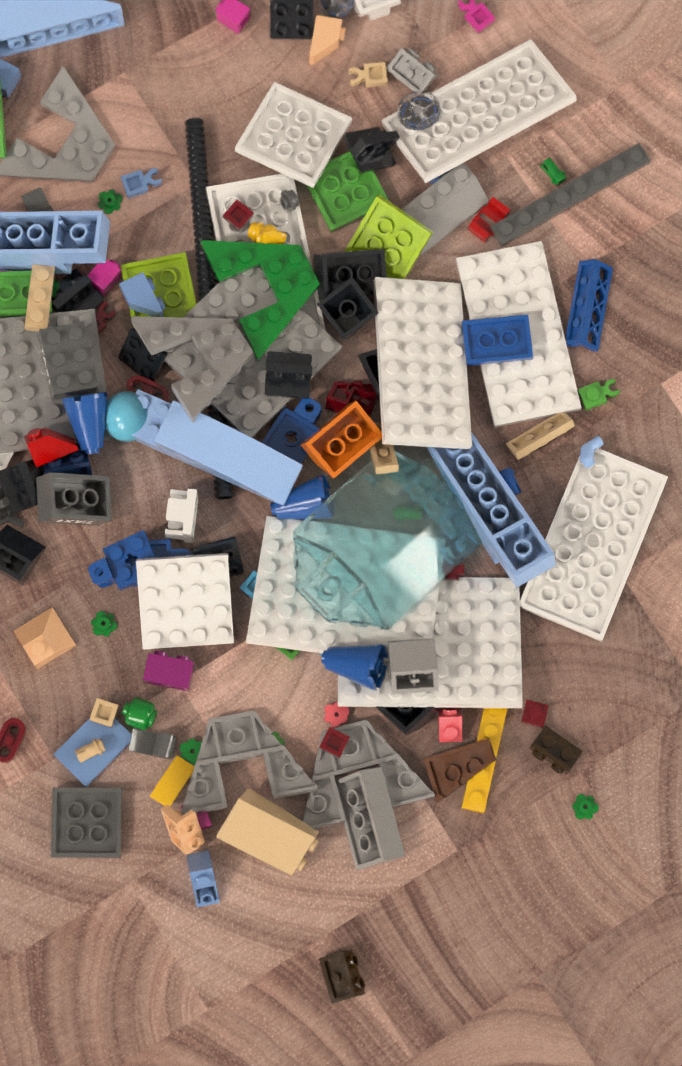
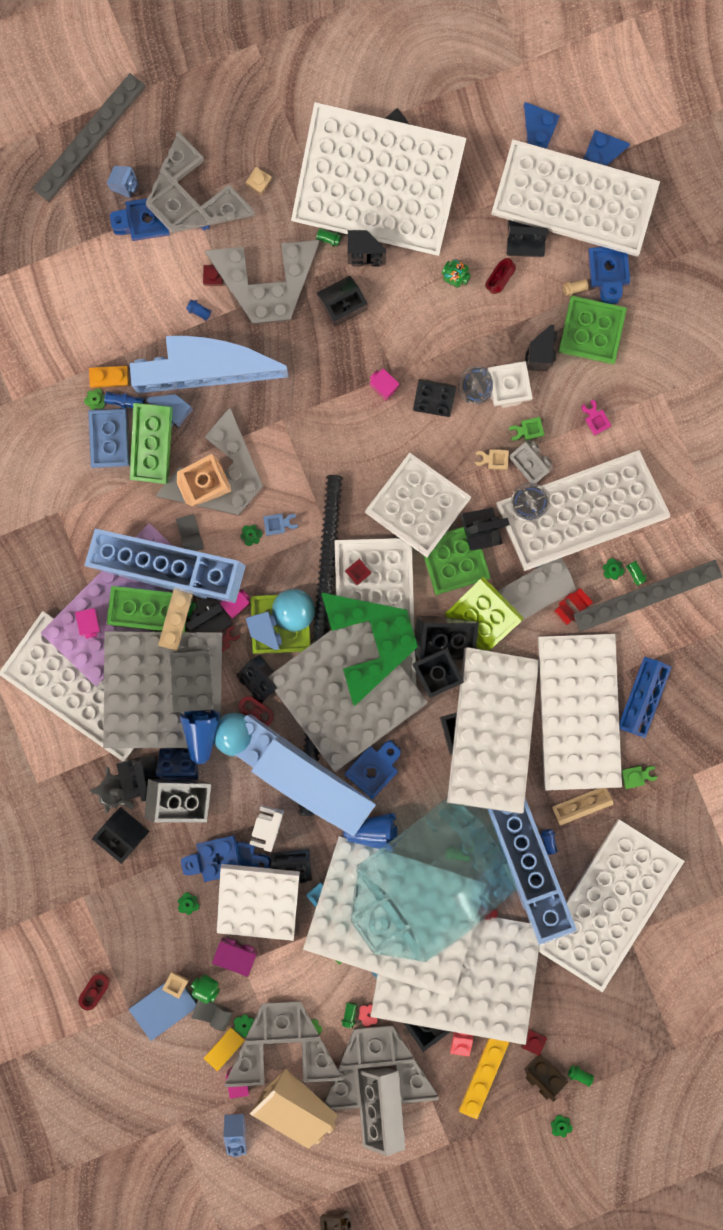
camera: 10 degrees right, 10 degrees up
(44, 638) = (135, 909): light nougat slope -> none
(45, 146) = (203, 481): none -> light nougat slope
(48, 445) = (163, 751): red slope -> none
(86, 823) = (147, 1071): dark grey plate -> none
(90, 750) = (159, 1014): tan pin -> none
(172, 271) = (293, 610): none -> medium azure piece
(183, 829) = (227, 1100): light nougat bracket -> none
(217, 342) = (322, 691): light grey wing -> none
(266, 234) = (379, 594): yellow animal -> none
(288, 375) = (377, 723): black bracket -> none
(289, 200) = (404, 565): dark grey plate -> none
(314, 717) = (349, 1015): none -> green pin
(325, 37) = (461, 419): light nougat slope -> none
(334, 742) = (362, 1044): dark red plate -> none
(342, 439) = (413, 786): orange slope -> none
(343, 393) = (428, 746): dark red slope -> none
(358, 663) = (392, 990): blue cone -> none
(383, 456) = (445, 812): tan plate -> none
(404, 36) = (529, 429): none -> bright green plate
(413, 666) = (439, 1004): light grey slope -> none
(457, 766) = (462, 1078): reddish brown wing -> none
(497, 340) = (561, 719): blue plate -> none
(522, 177) = (609, 573): none -> green plant
(587, 451) = (620, 829): light blue arm -> none
(595, 741) = (576, 1073): none -> green pin

